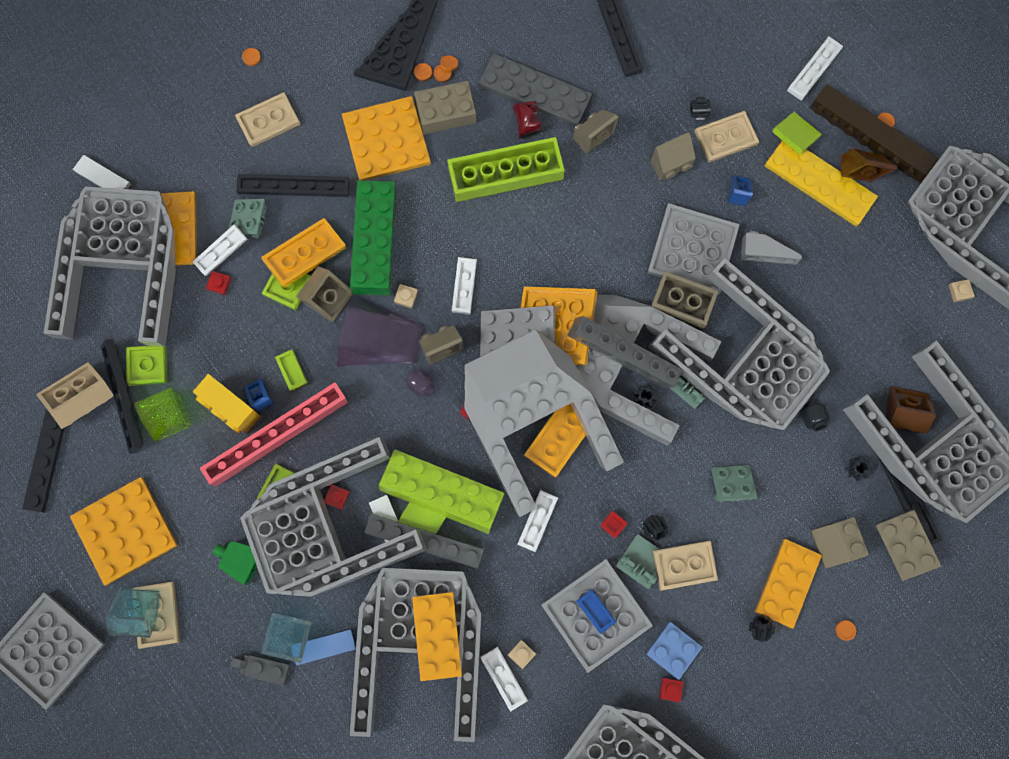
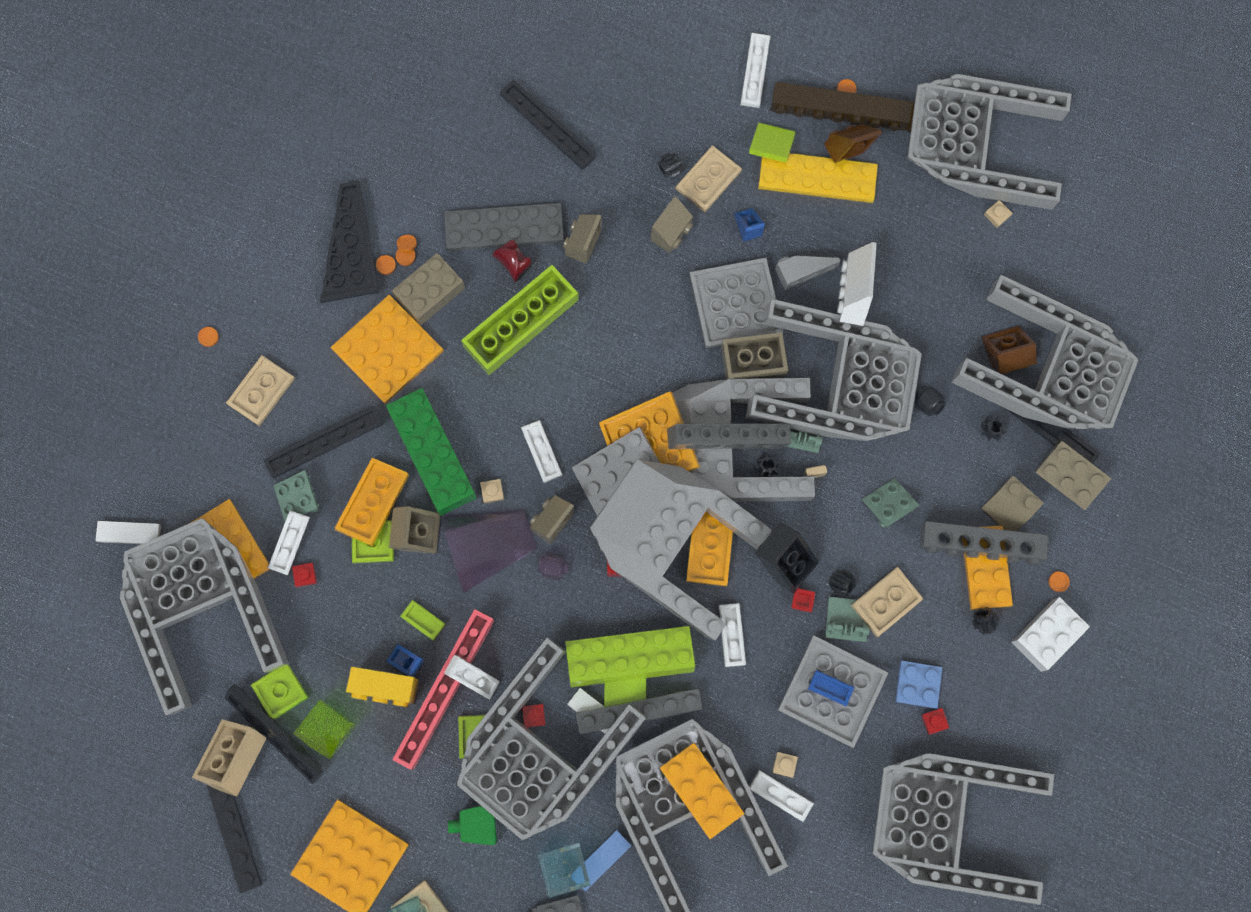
camera: 30 degrees left, 0 degrees up
(301, 436) = (471, 677): none -> white tile
(618, 480) = (787, 557): none -> black brick
(684, 423) = (818, 471): none -> tan tile
(804, 284) = (857, 285): none -> white slope
(813, 671) = (1050, 634): none -> white brick
(842, 586) = (1036, 543): none -> dark grey brick

